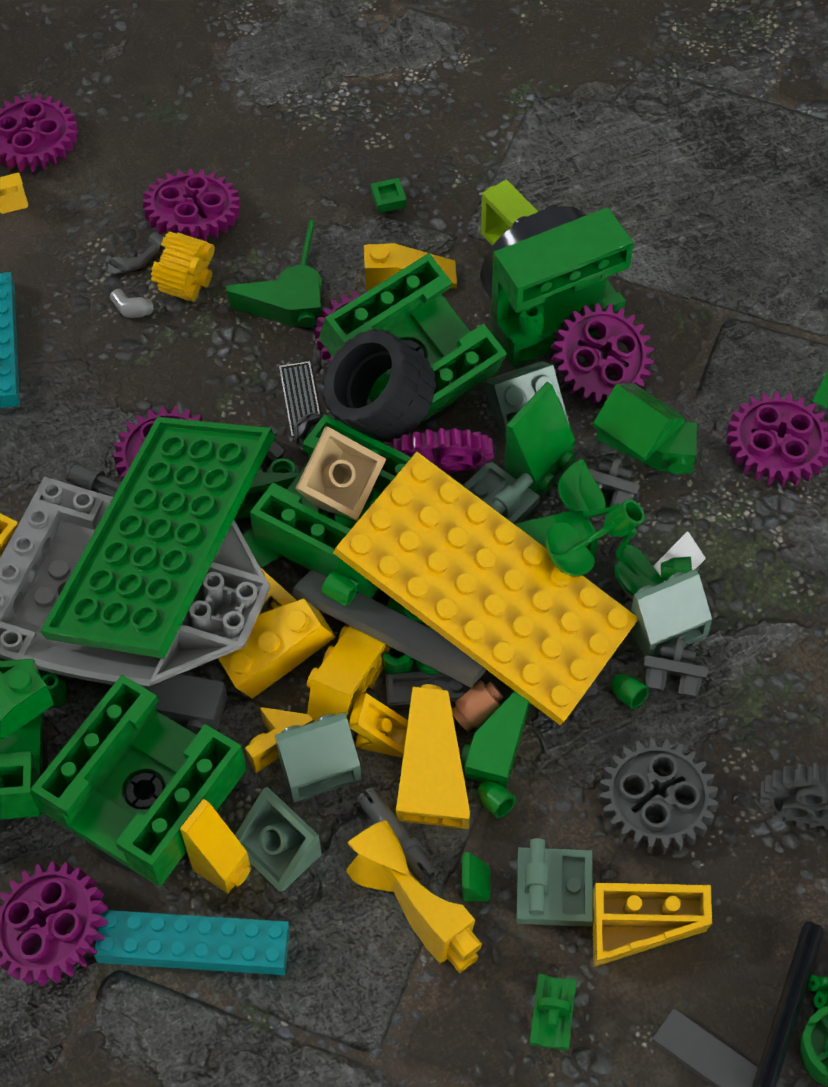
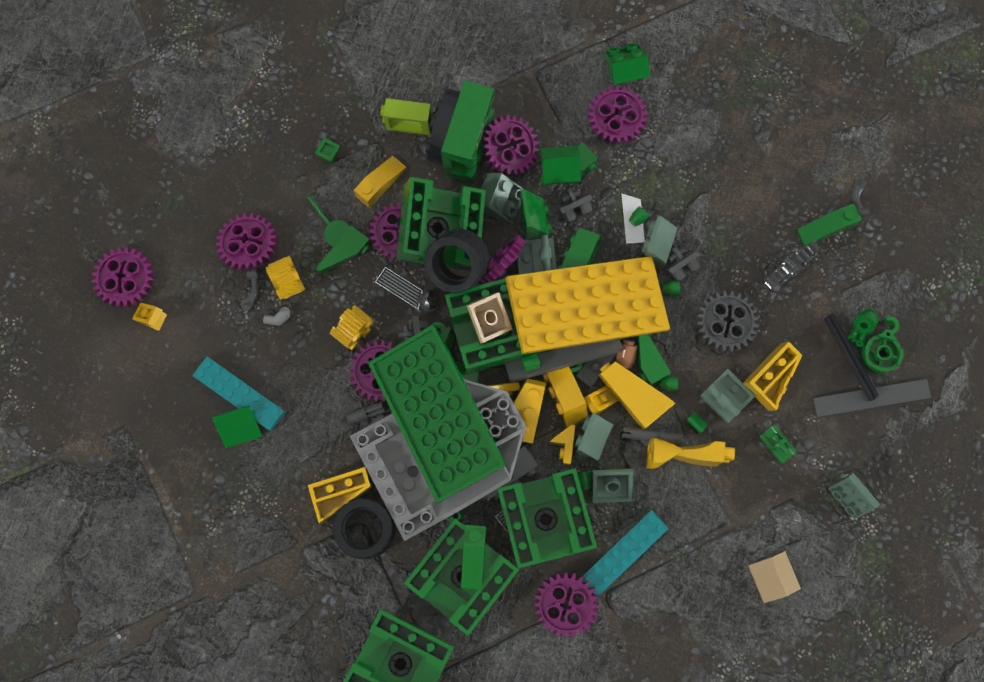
camera: 45 degrees left, 20 degrees up
(191, 376) = (352, 327): none -> yellow brick
(214, 848) = (601, 513): yellow slope -> none
(247, 800) = (585, 479): none -> green hose
(569, 552) = (603, 257): green plant -> none

